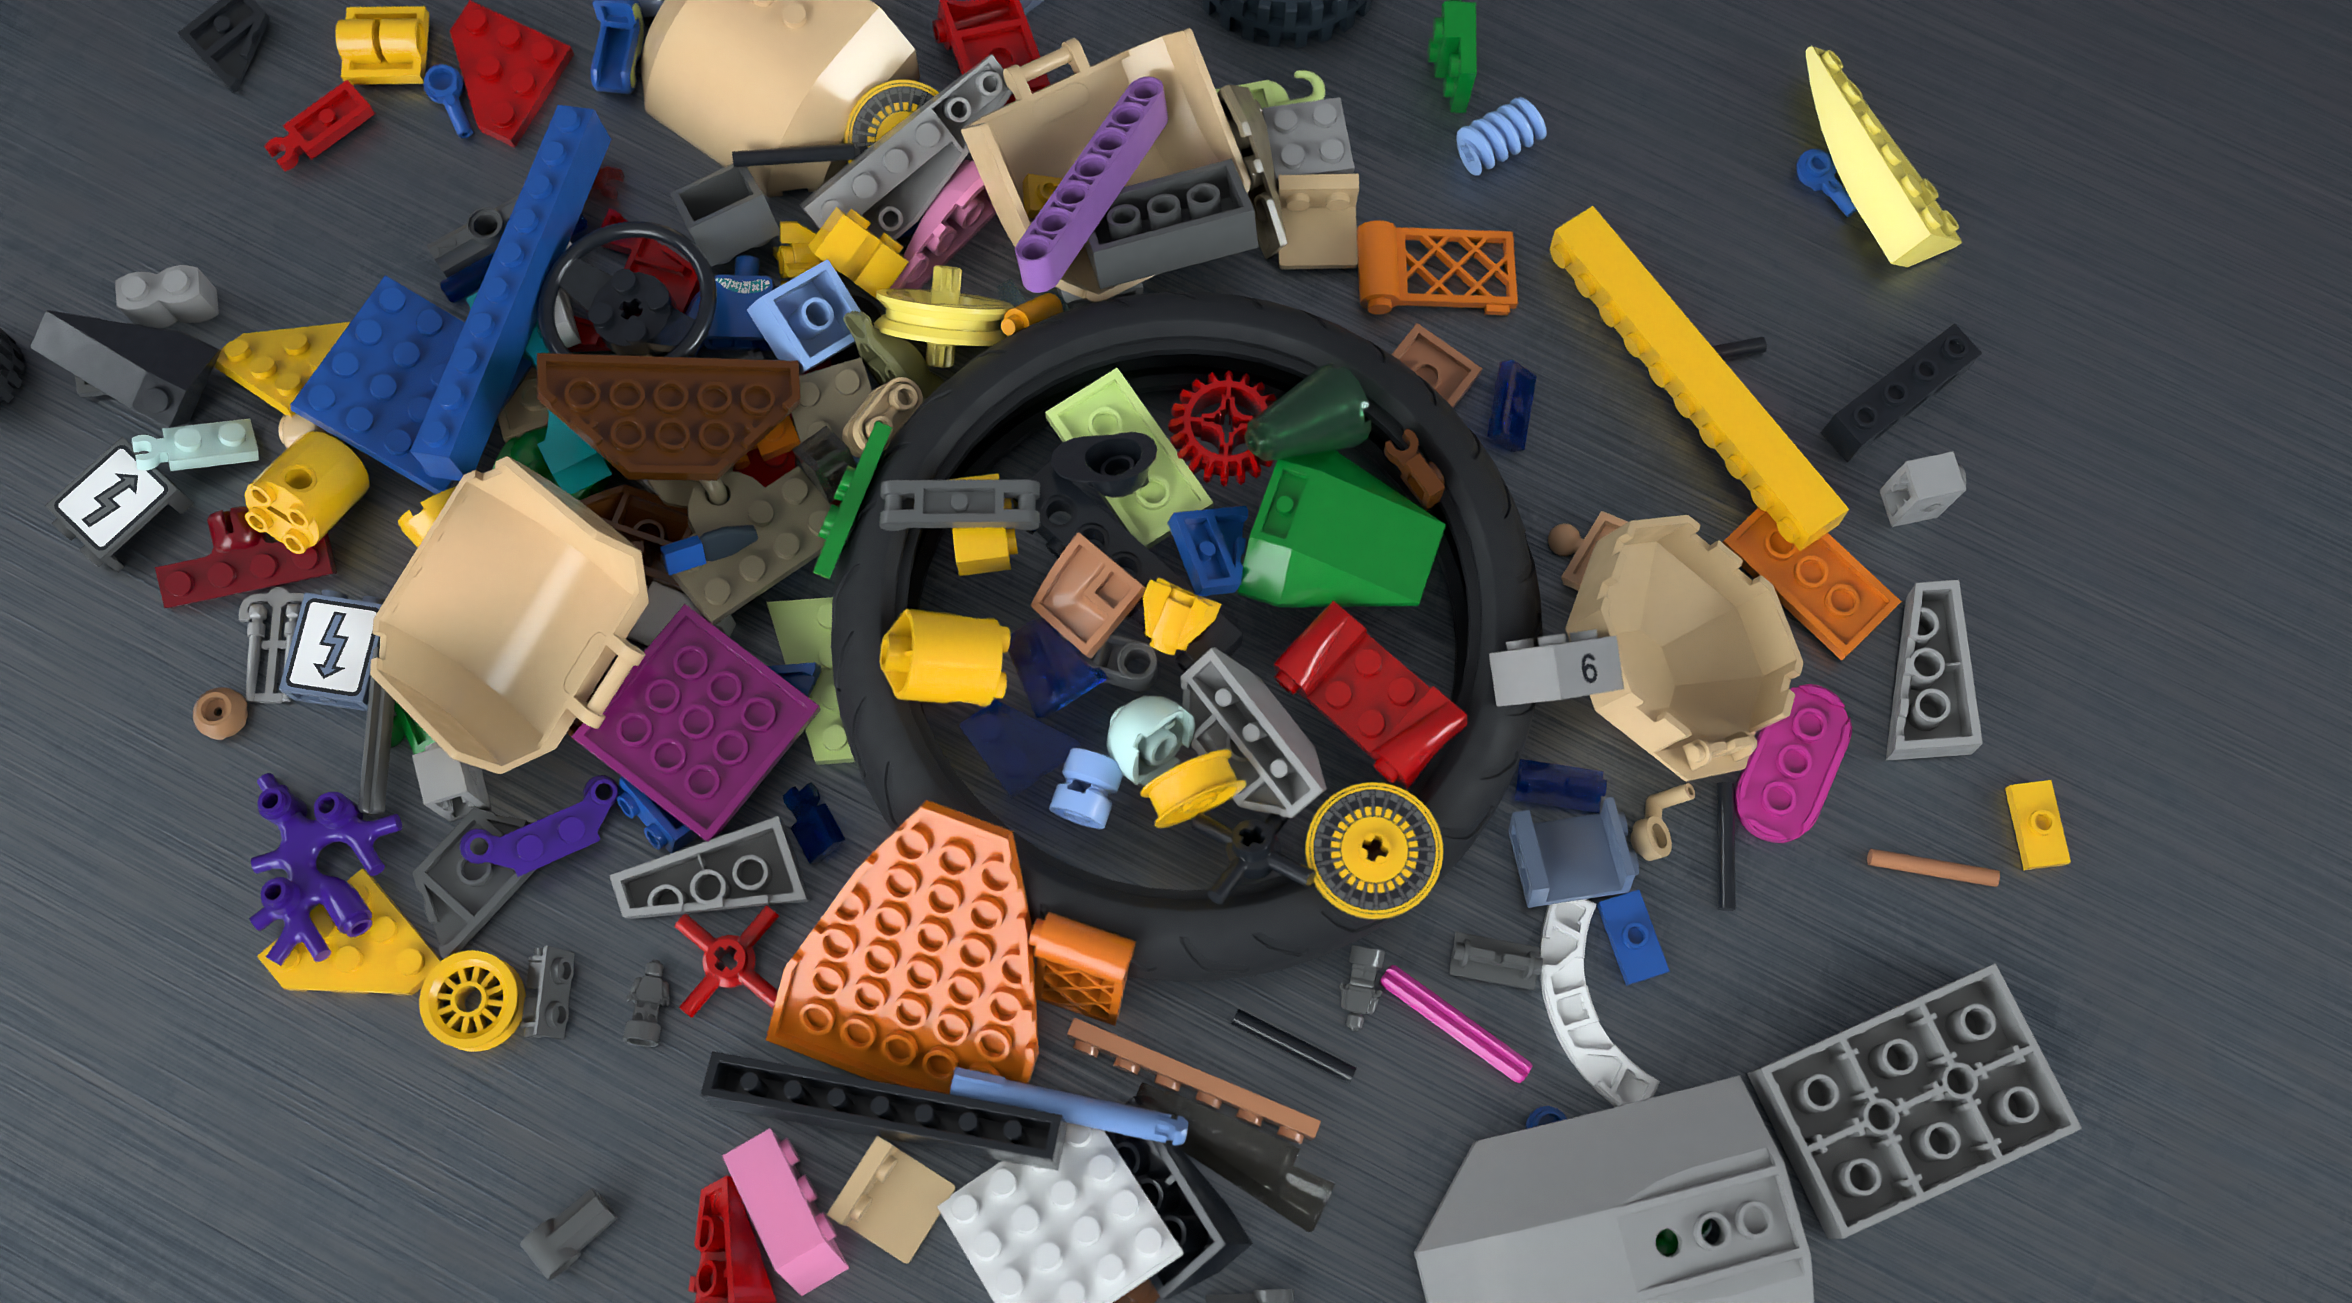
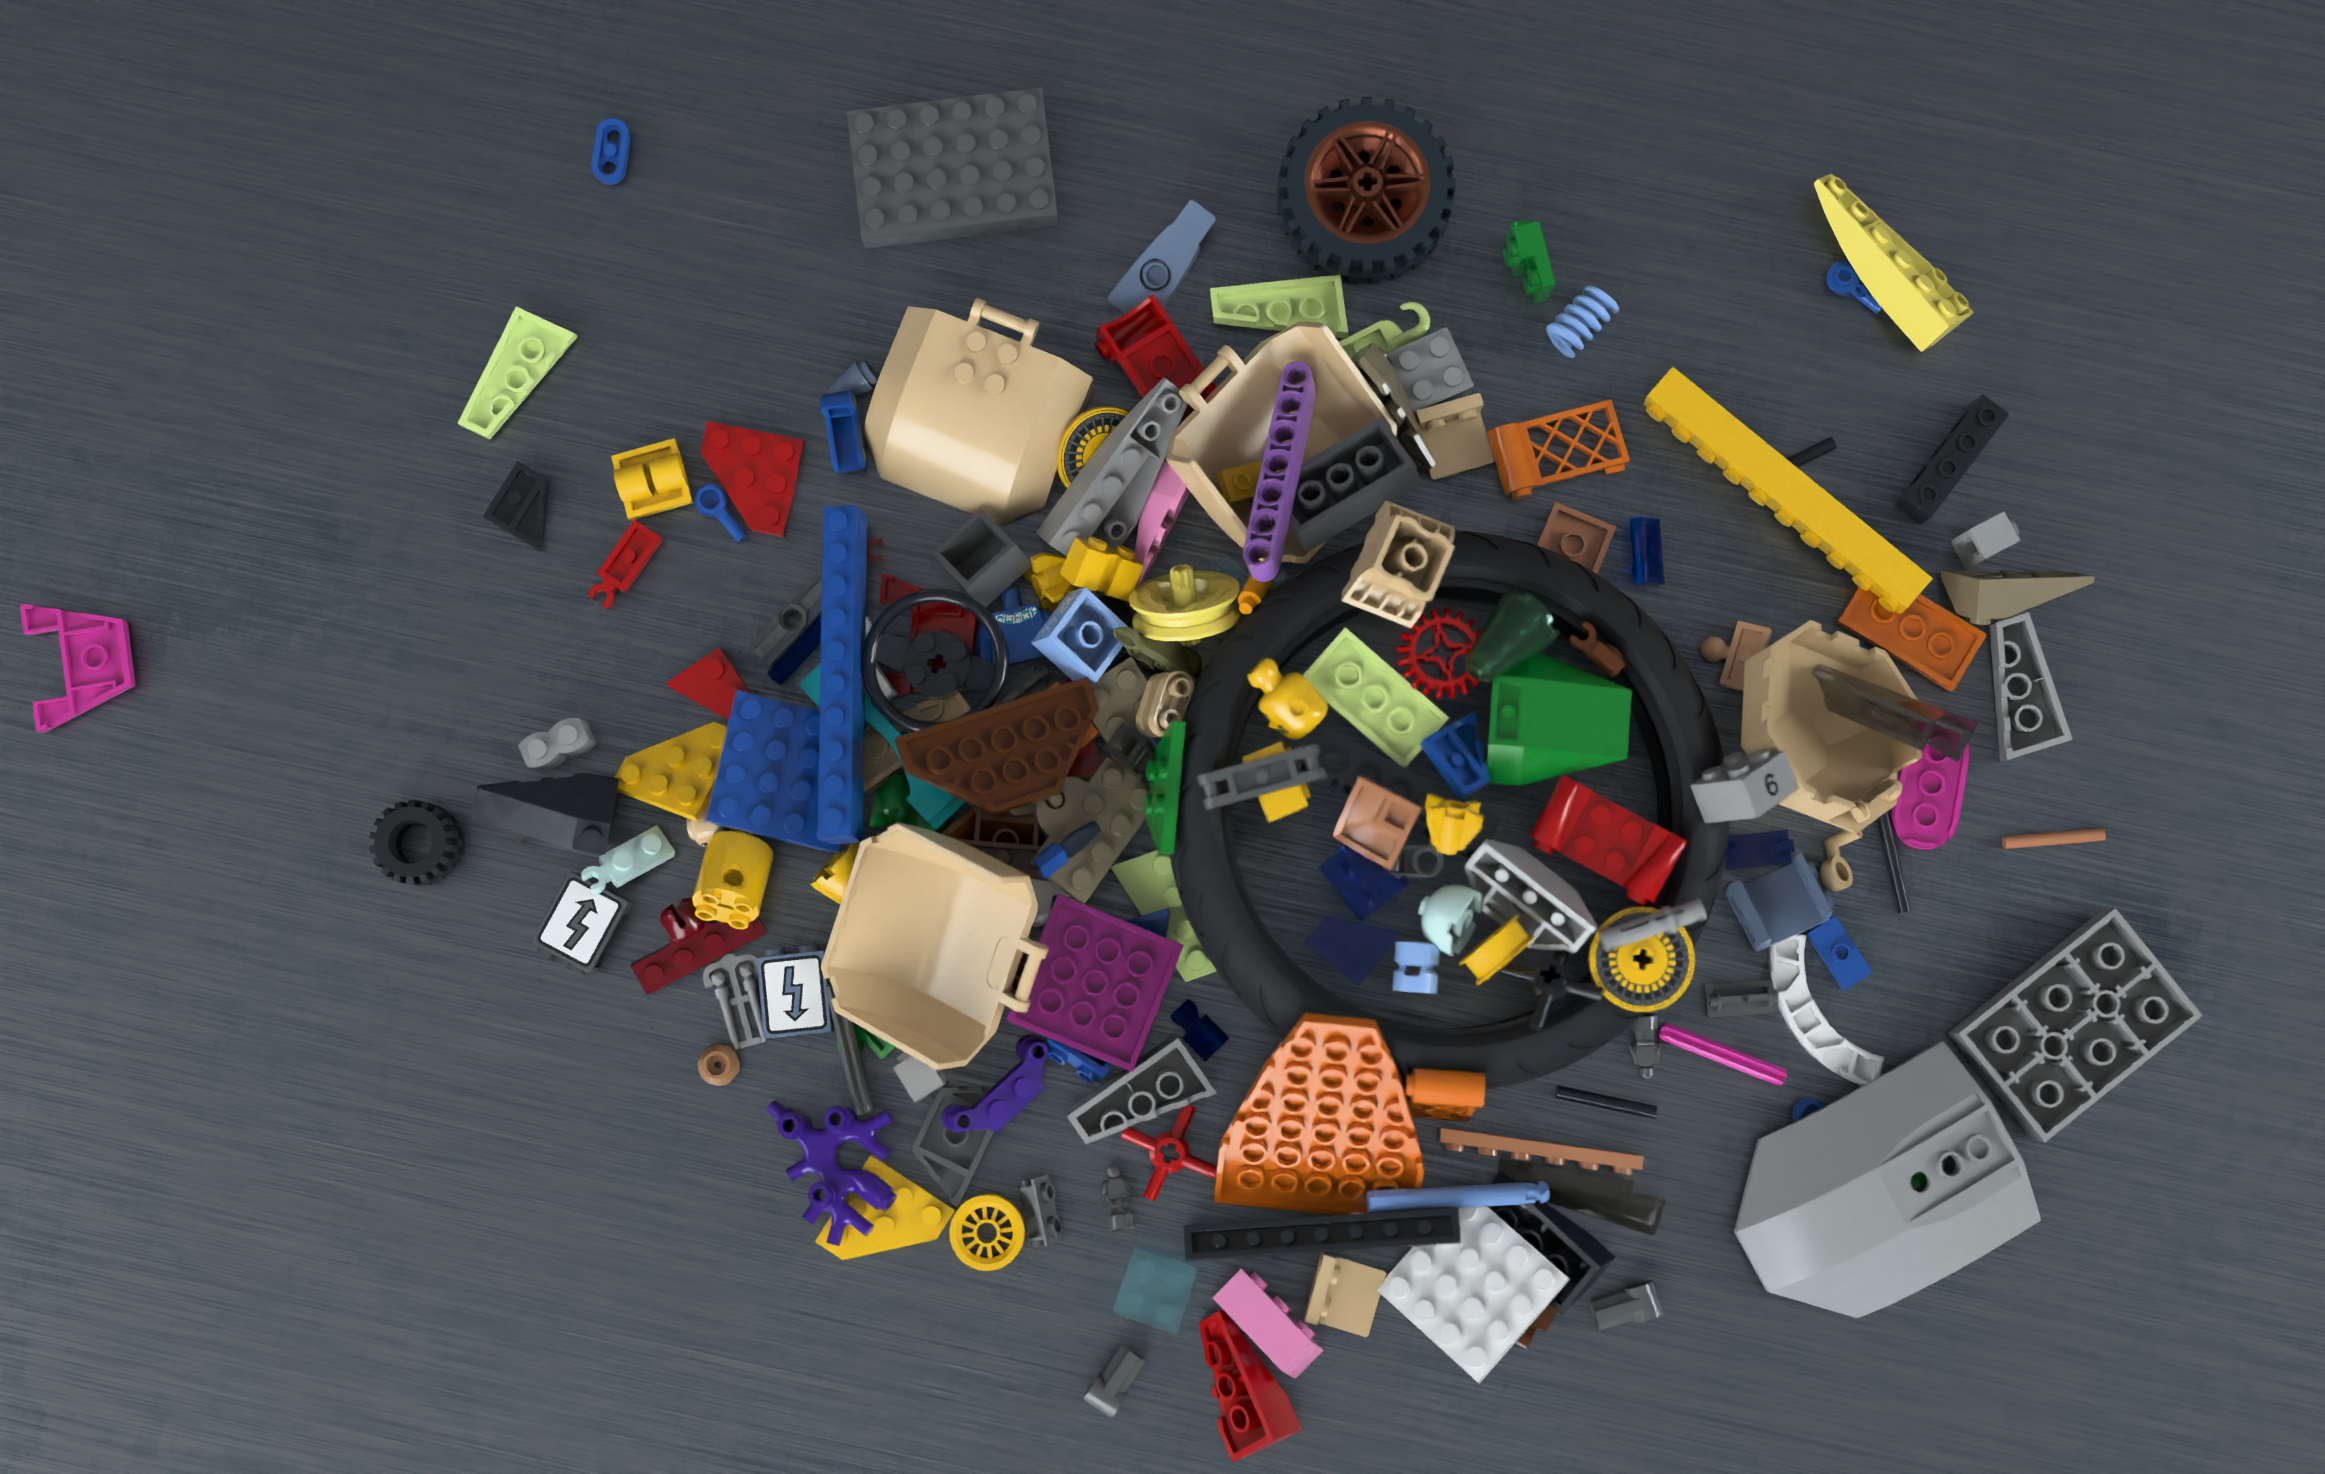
camera: 10 degrees left, 10 degrees up
(362, 272) = (710, 683): none -> red wing
(658, 1133) = (1155, 1290): none -> clear light blue plate
(793, 155) = (1023, 497): black bar -> none
(945, 657) = (1286, 899): yellow cylinder -> none
(1021, 430) = (1288, 700): none -> yellow piece
(1109, 463) = (1362, 712): black piece -> none
(1125, 27) = (1282, 304): none -> yellowish green wing
(1200, 308) = (1400, 564): none -> tan slope
(1406, 806) = (1666, 920): none -> light grey pin
(1767, 657) = (1894, 713): none -> clear smoke wedge
(1926, 553) = (2002, 595): none -> dark tan wedge
(2037, 825) = (2126, 784): yellow plate -> none

